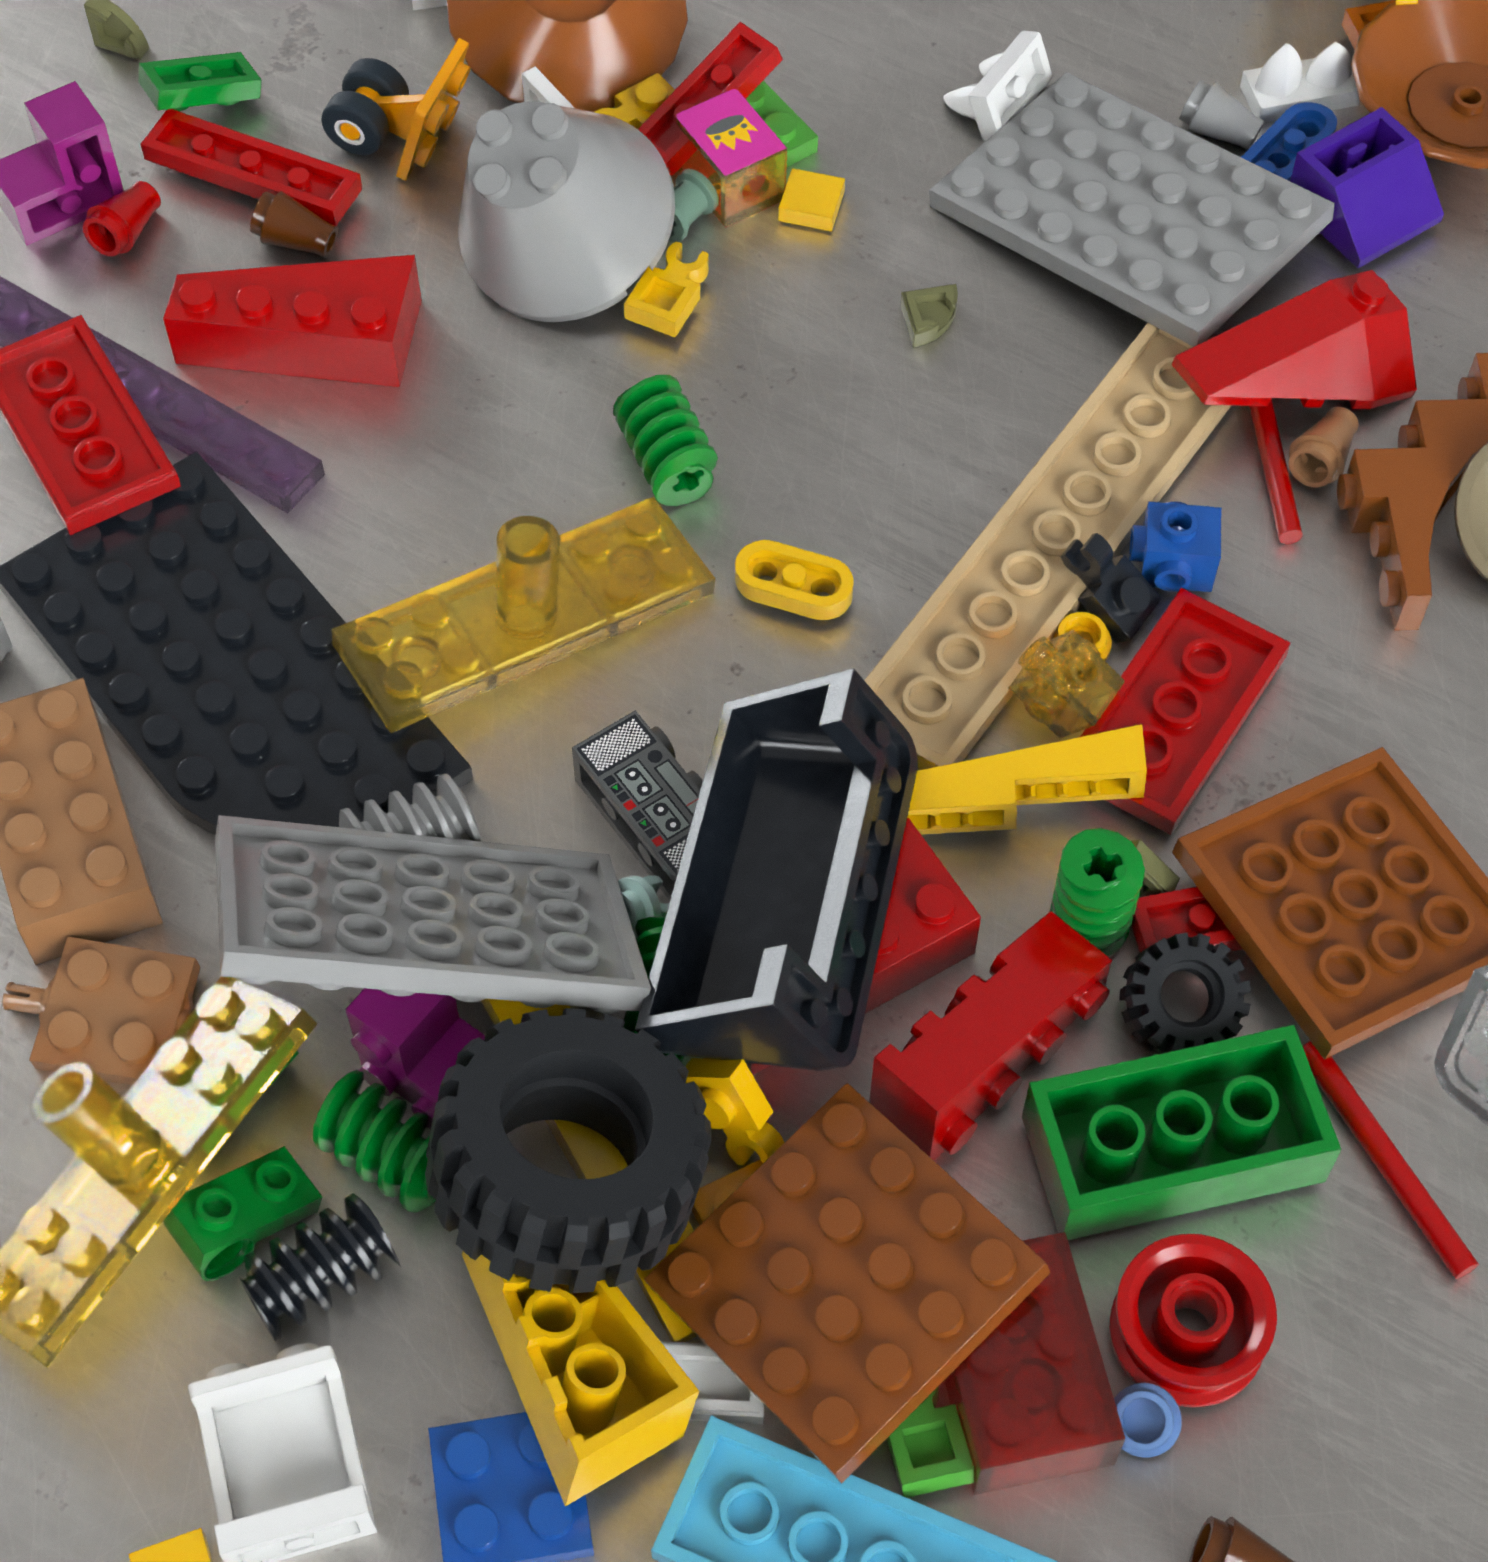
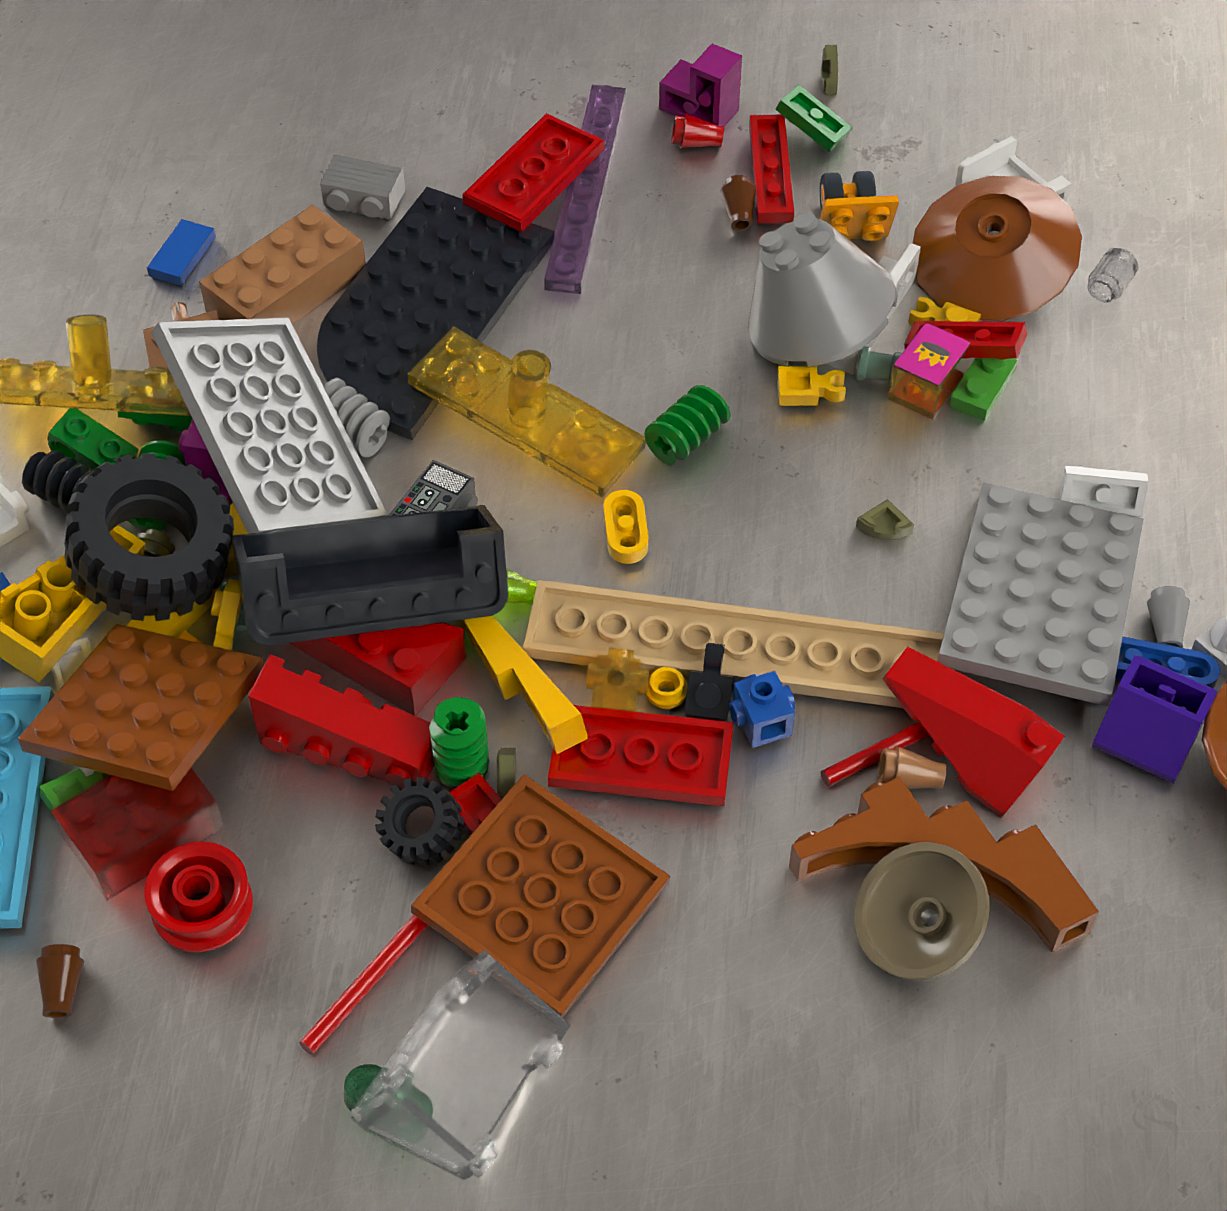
camera: 65 degrees right, 5 degrees down
(300, 319) = (672, 235): red wedge -> none
(811, 199) = (935, 429): yellow tile -> none
(1148, 1419) = (127, 898): medium blue plate -> none
(1179, 1132) = (319, 847): green brick -> none

